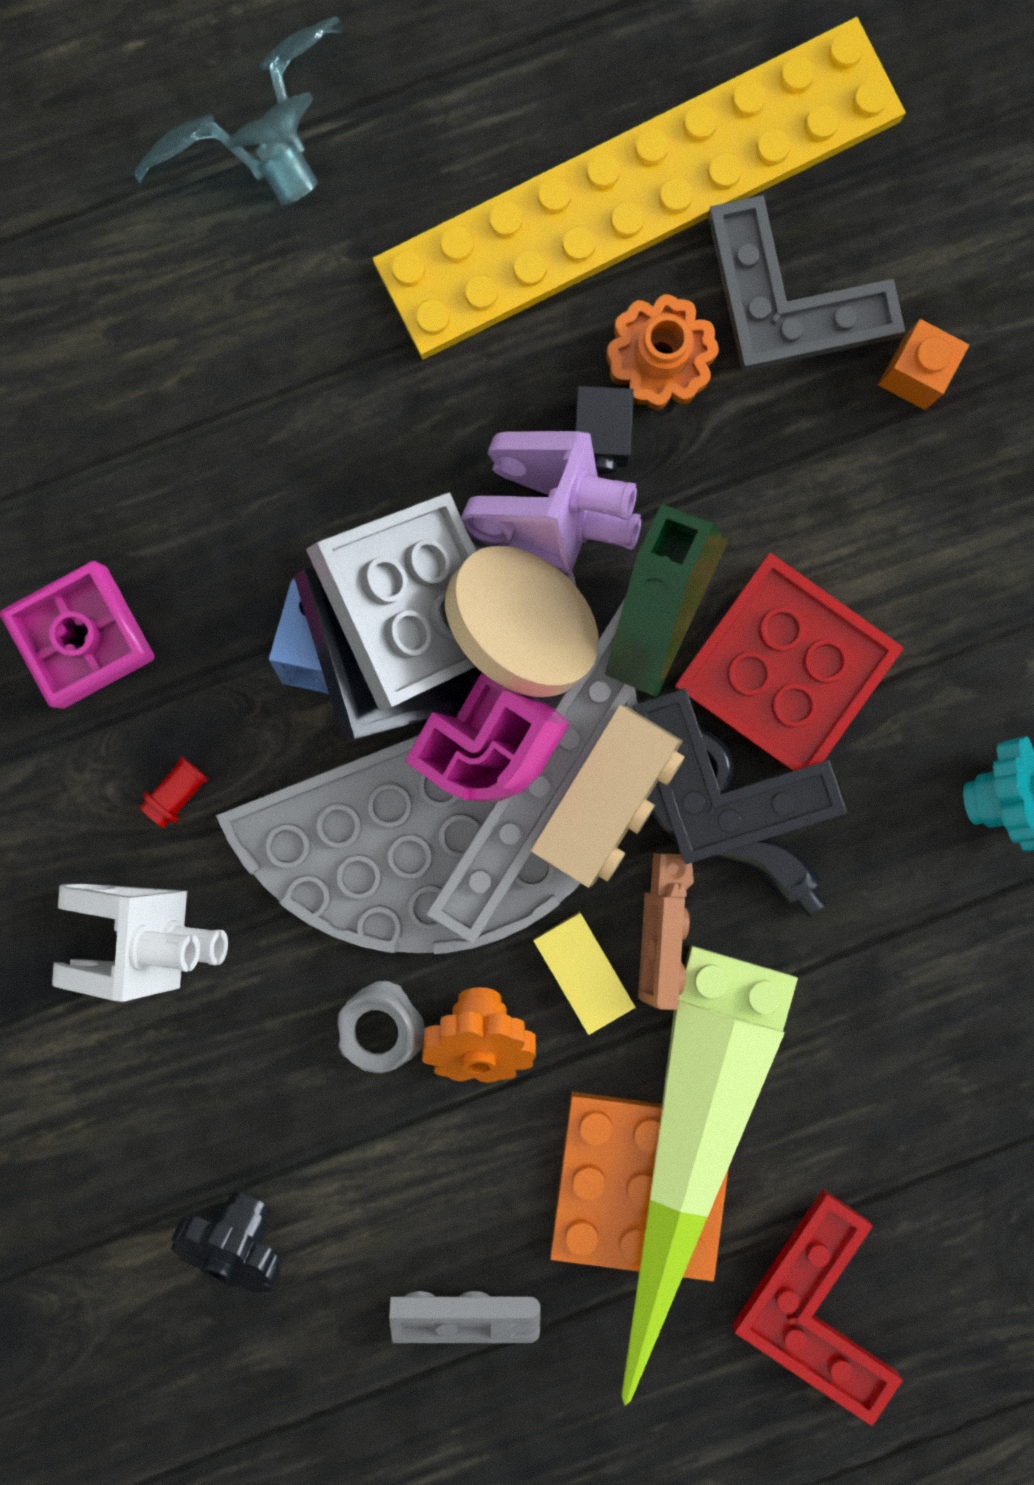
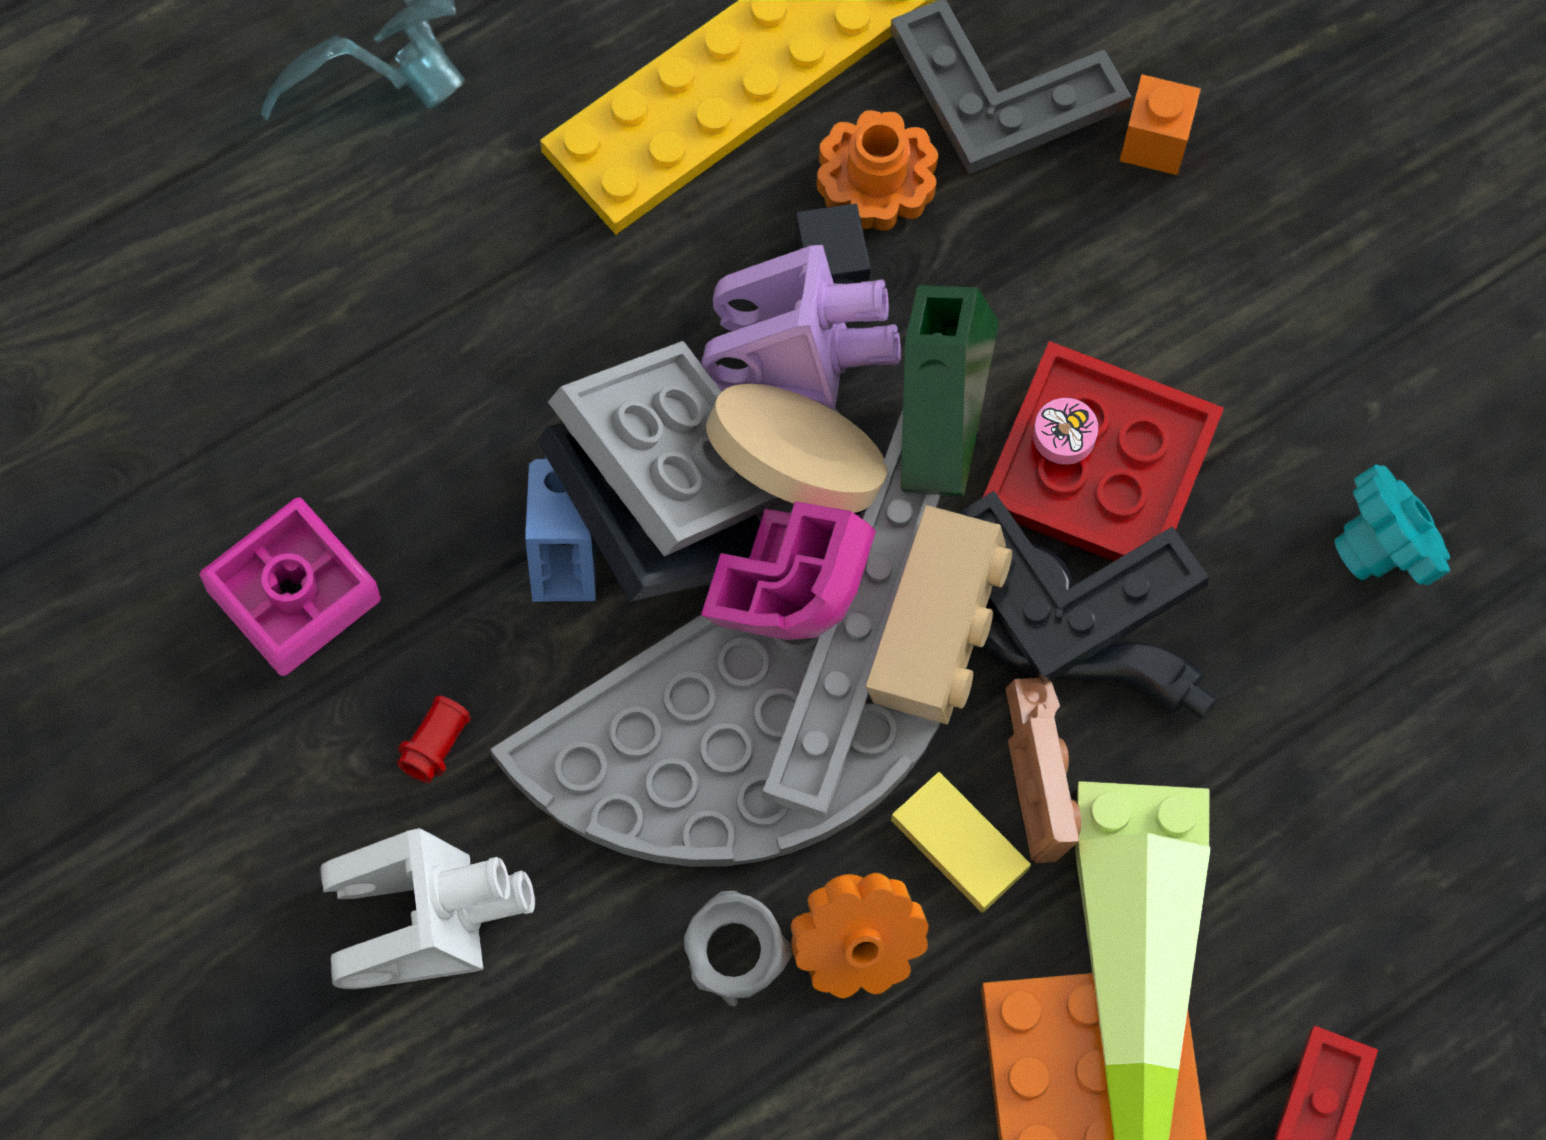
camera: 15 degrees left, 20 degrees down
(761, 643) = (1065, 431): none -> bright pink tile

